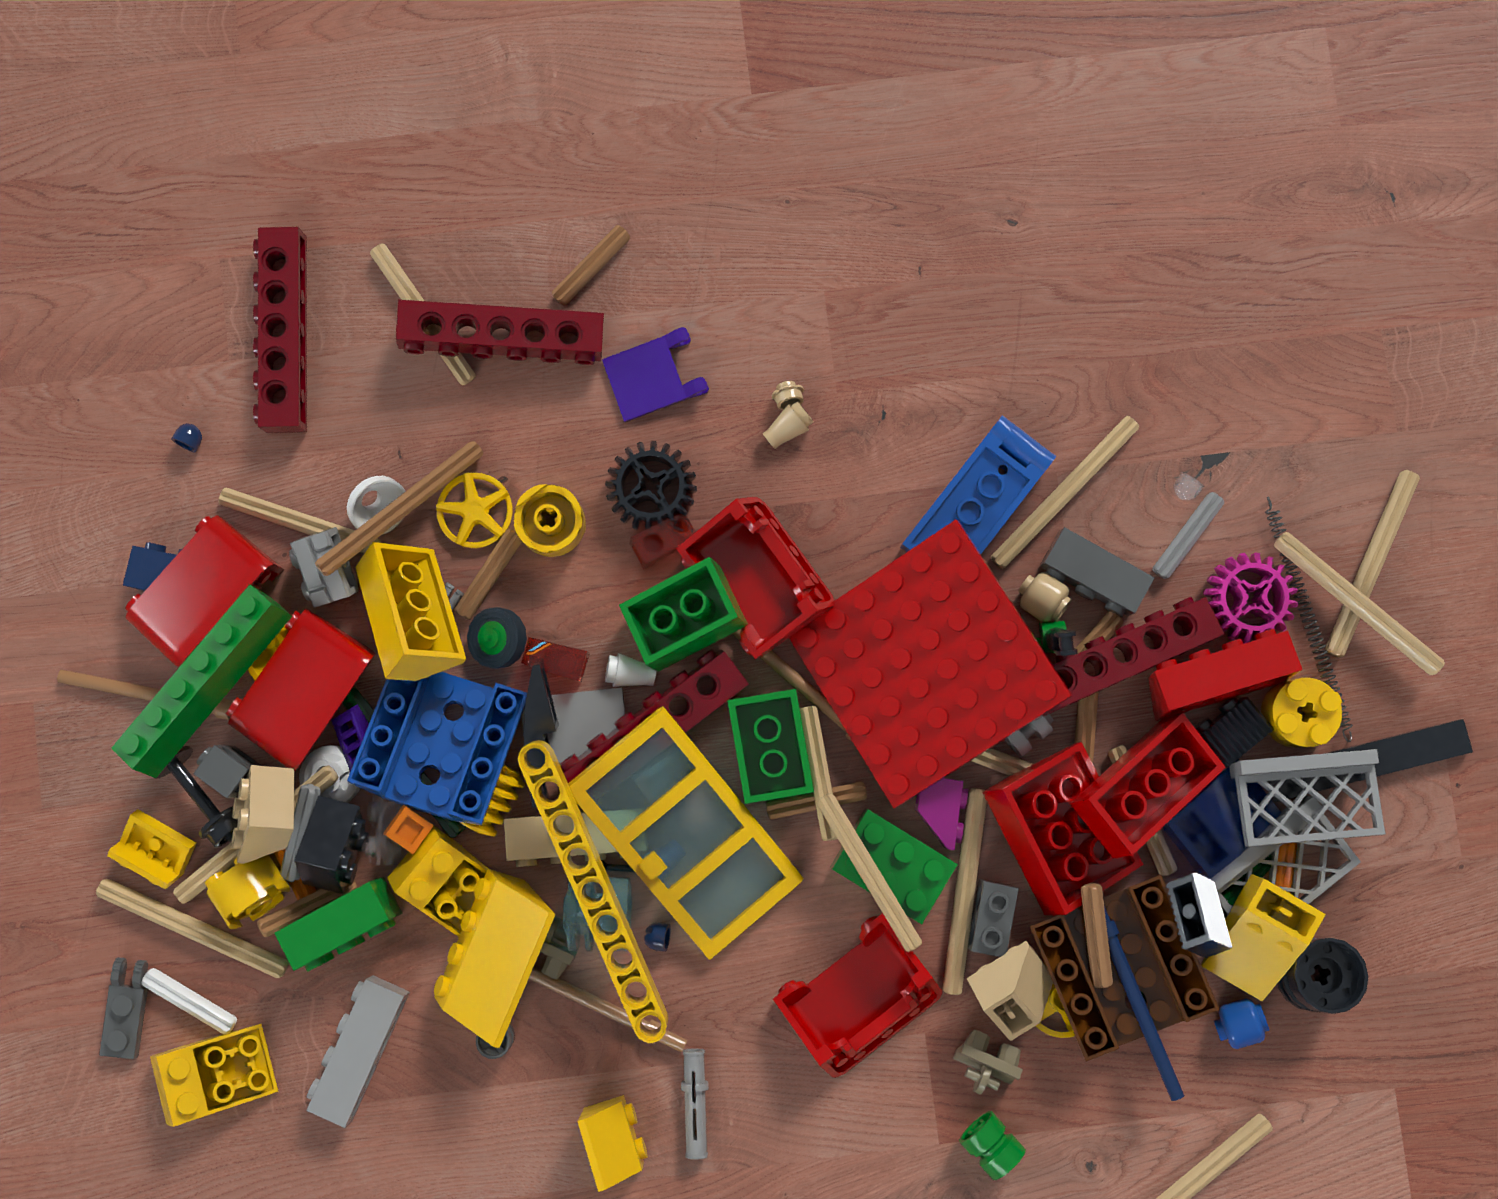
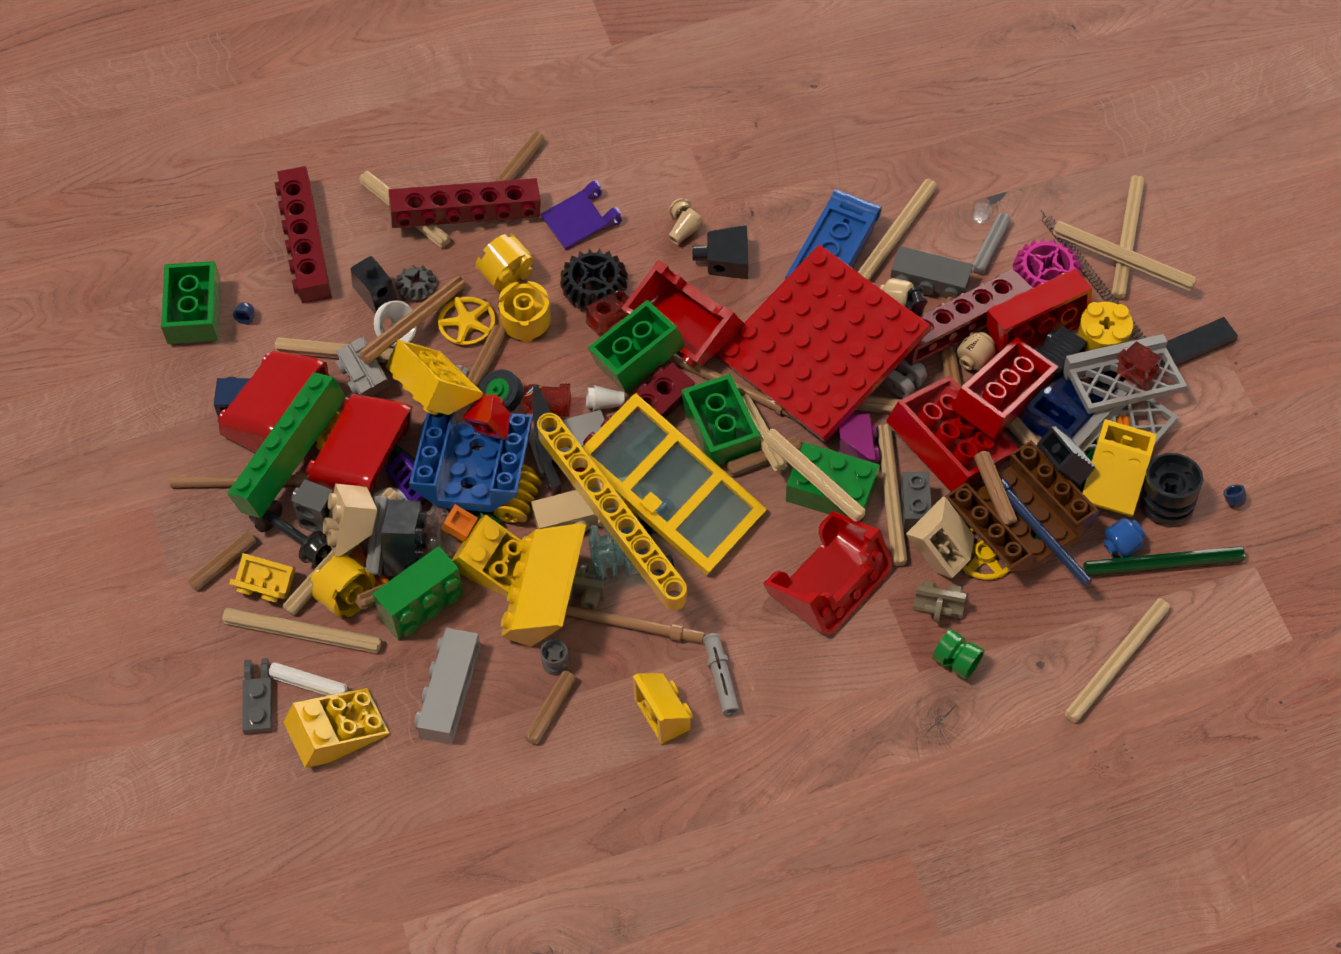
camera: 10 degrees left, 25 degrees down
(107, 807) = (221, 560): none -> medium nougat axle
(116, 414) = (190, 302): none -> green brick
(358, 438) = (370, 277): none -> black torso
(420, 451) = (419, 290): none -> dark grey gear
(471, 692) = (489, 416): none -> red slope
(478, 1101) = (550, 707): none -> medium nougat axle
(536, 441) = (505, 262): none -> yellow brick
(833, 479) = (725, 252): none -> black torso
(1125, 707) = (976, 351): none -> tan head
(1283, 1062) = (1164, 561): none -> dark green axle
(1331, 797) = (1138, 364): none -> clear red brick
(1394, 986) = (1235, 495): none -> dark blue hinge

